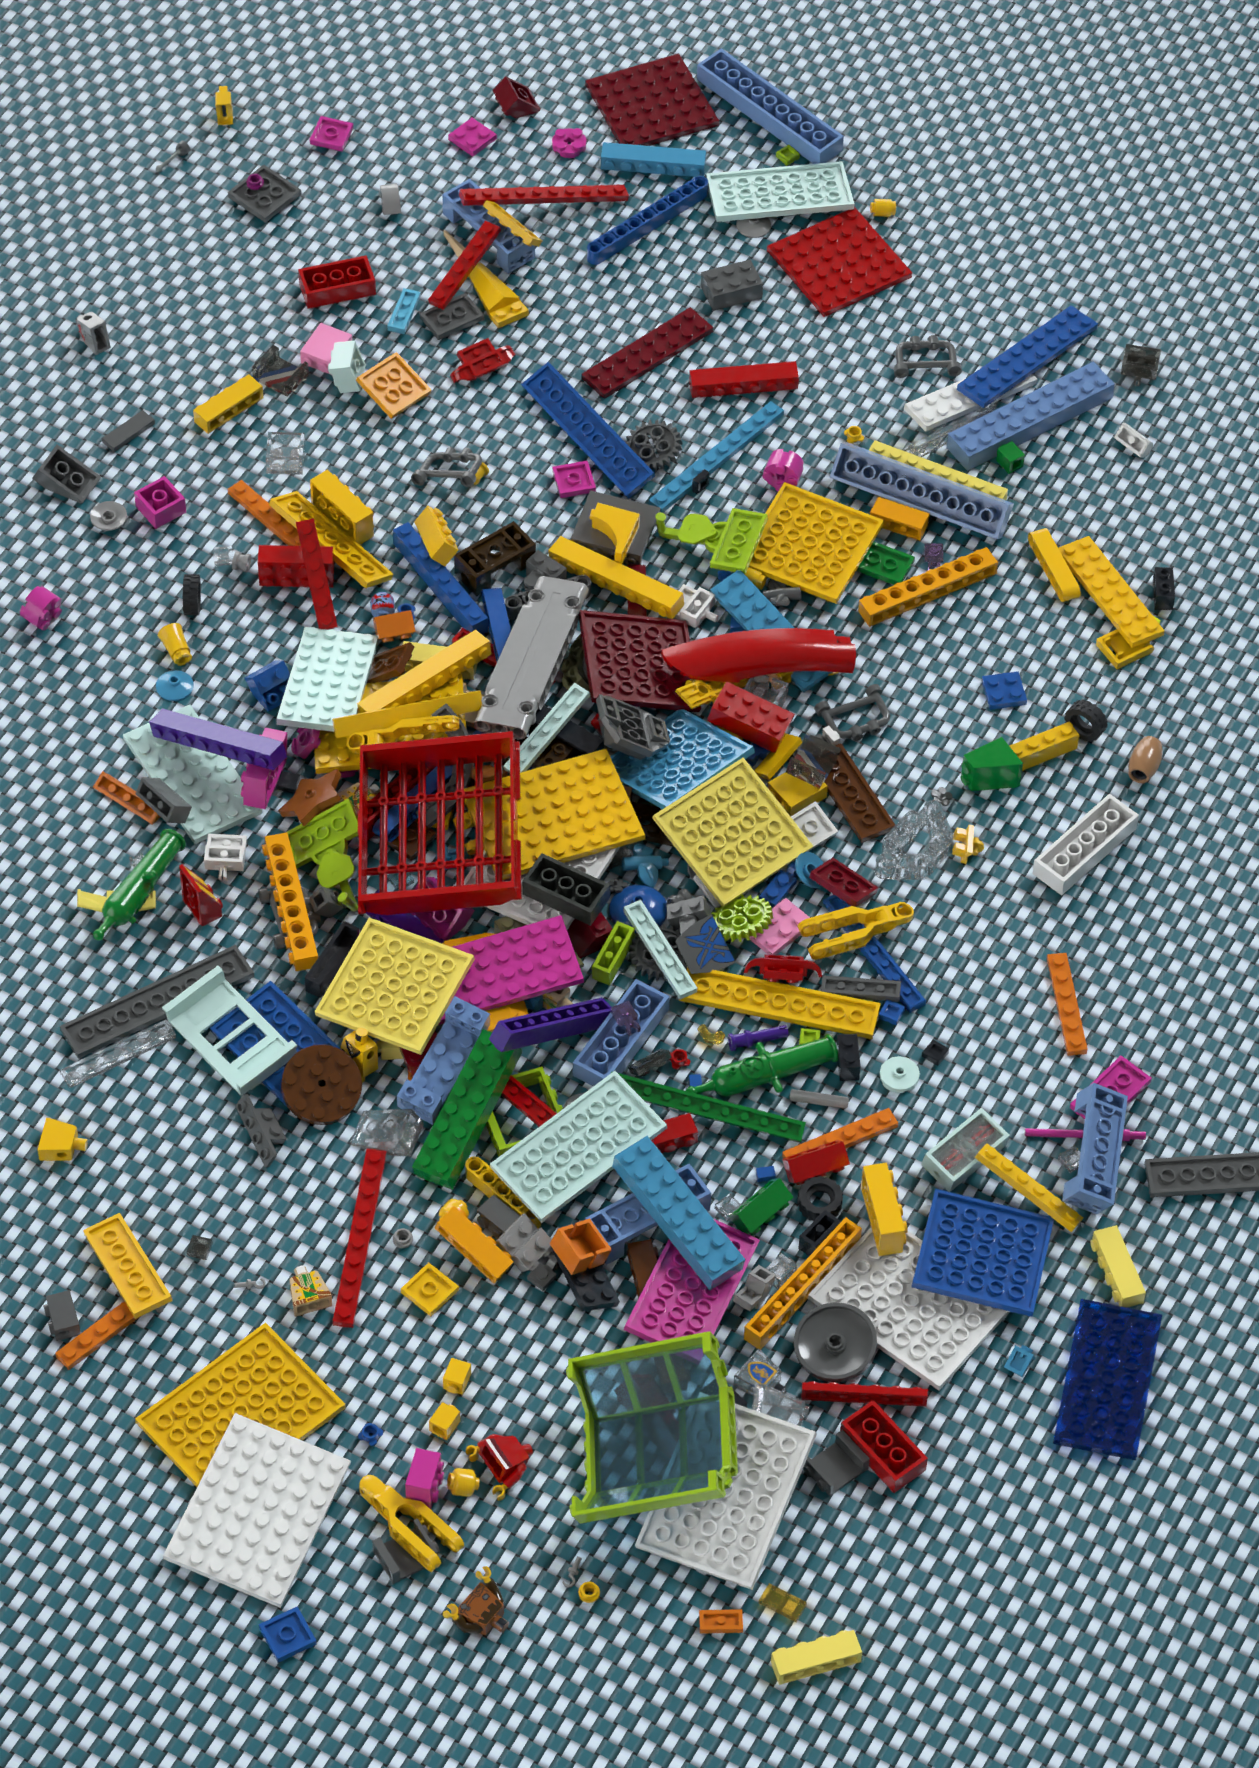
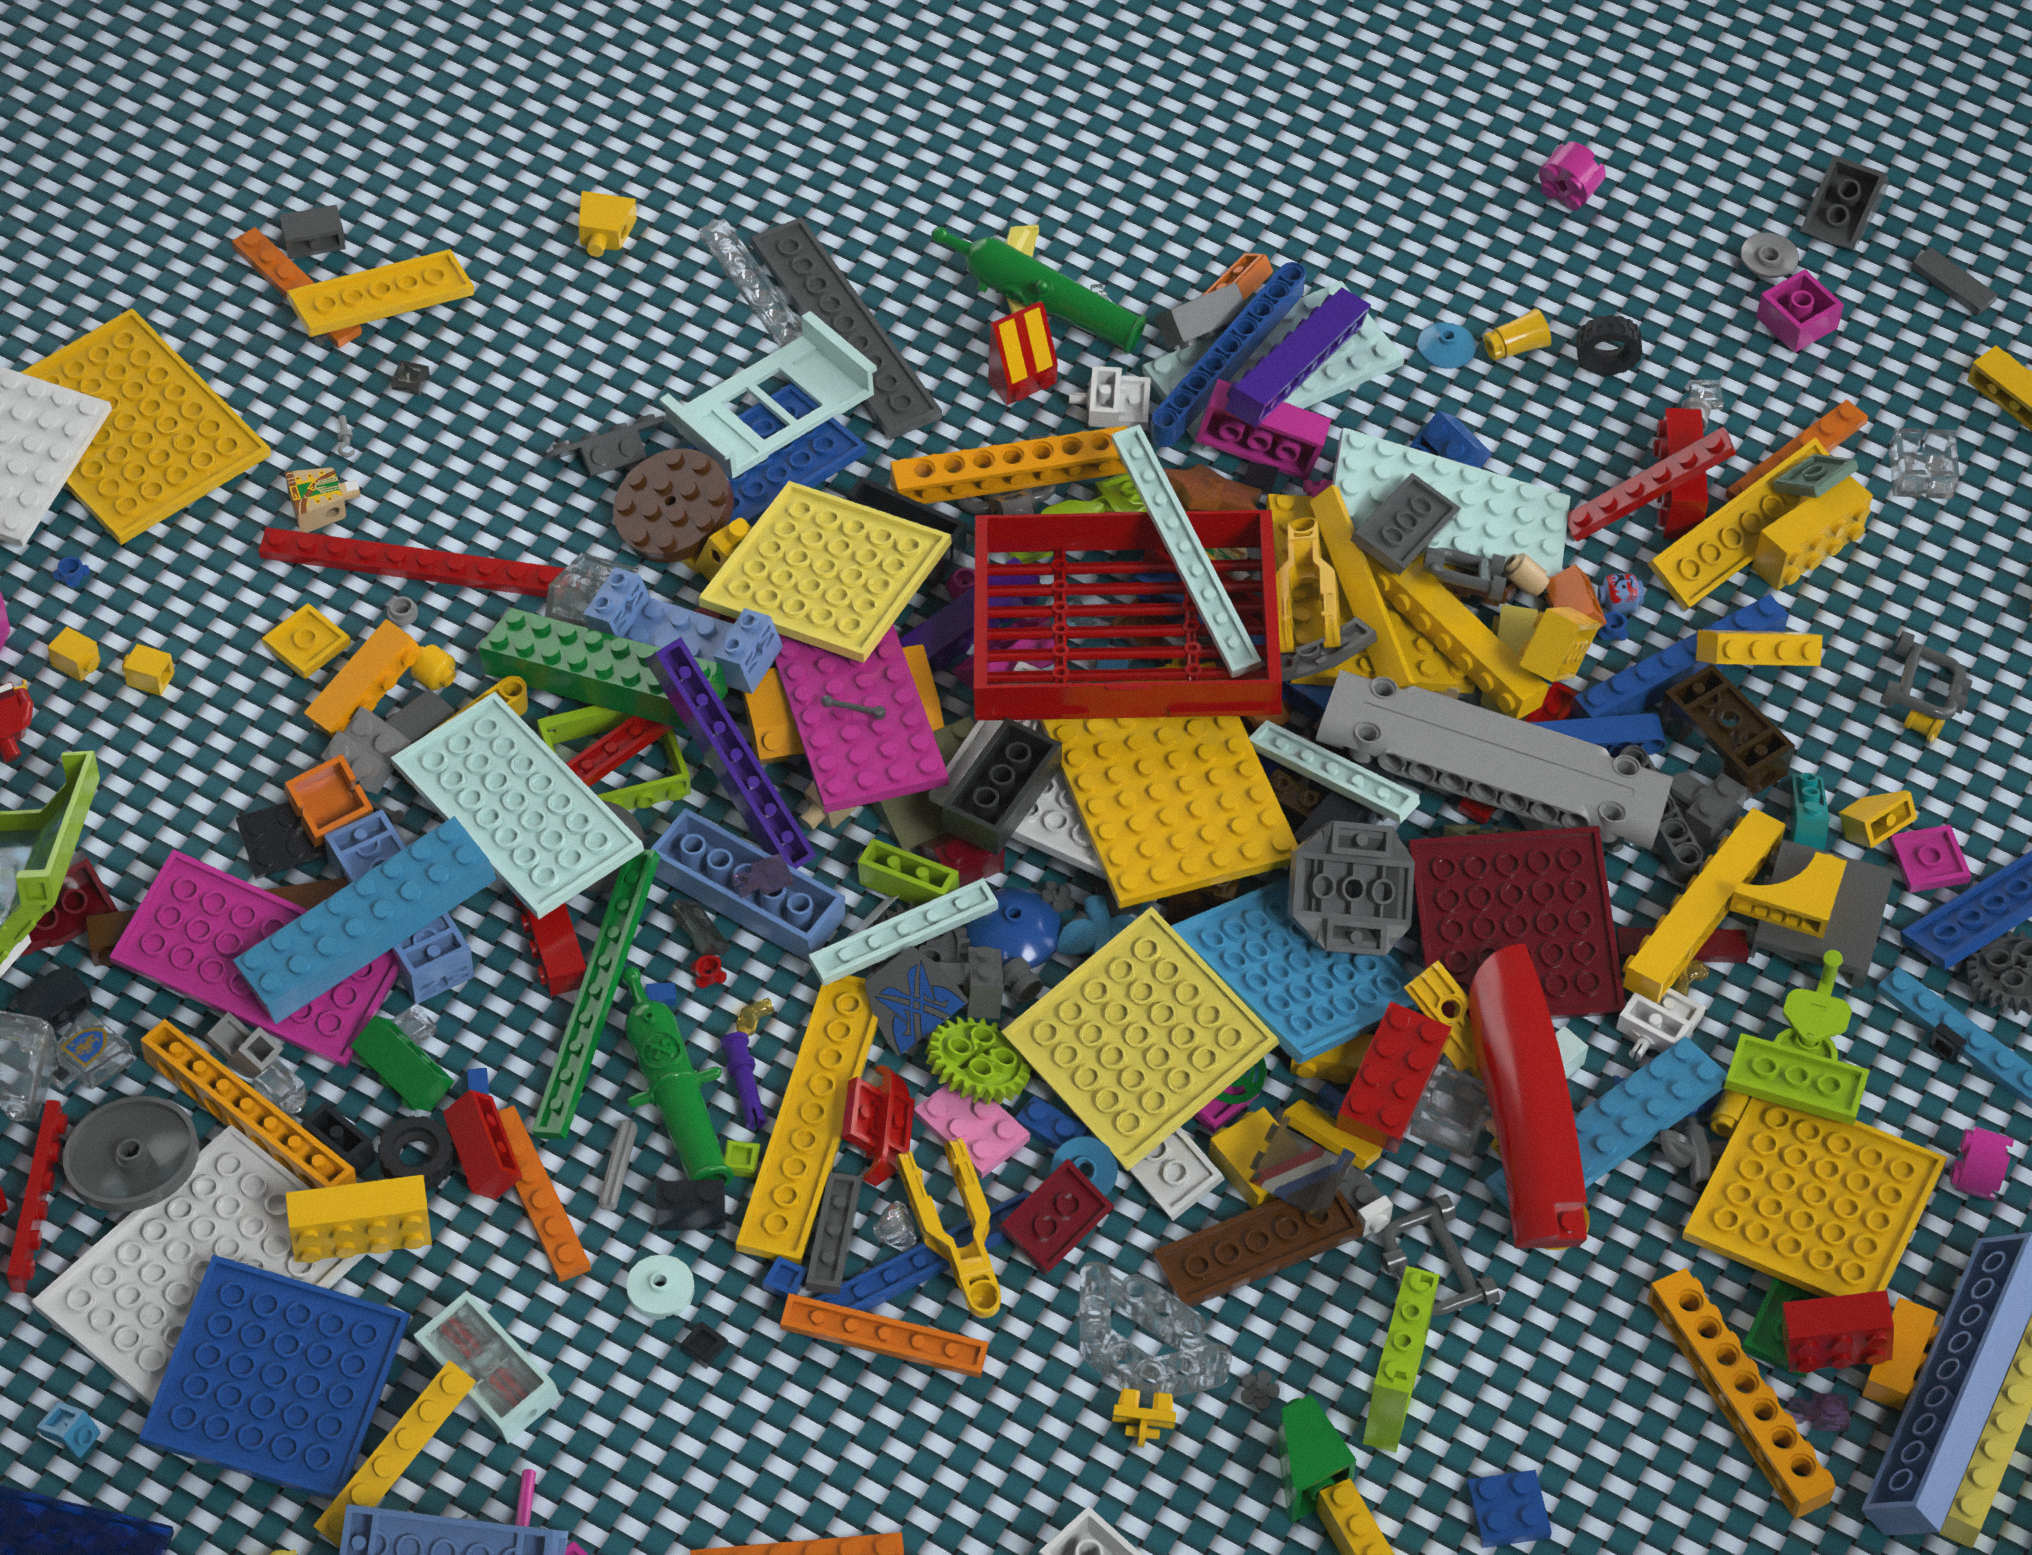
camera: 90 degrees right, 0 degrees up
(196, 787) = (1228, 354): none -> blue beam
(308, 496) = (1815, 475): none -> sand green tile
(358, 687) = (1405, 524): none -> dark grey plate
(375, 657) = (1487, 569): none -> dark grey bar
(378, 644) = (1526, 574): none -> tan brick
(394, 787) = (1186, 551): none -> light aqua plate
(446, 620) = (1558, 643): none -> yellow brick
(513, 951) = (878, 712): none -> dark grey hinge
(548, 528) = (1808, 810): none -> teal slope
(550, 498) = (1877, 817): none -> yellow slope
(632, 971) = (873, 915): none -> white sticker
(853, 959) = (896, 1226): none -> clear brick
(904, 531) = (1838, 1331): none -> red brick
(927, 962) = (884, 1335): none -> orange plate
(931, 734) = (1401, 1359): none -> lime window

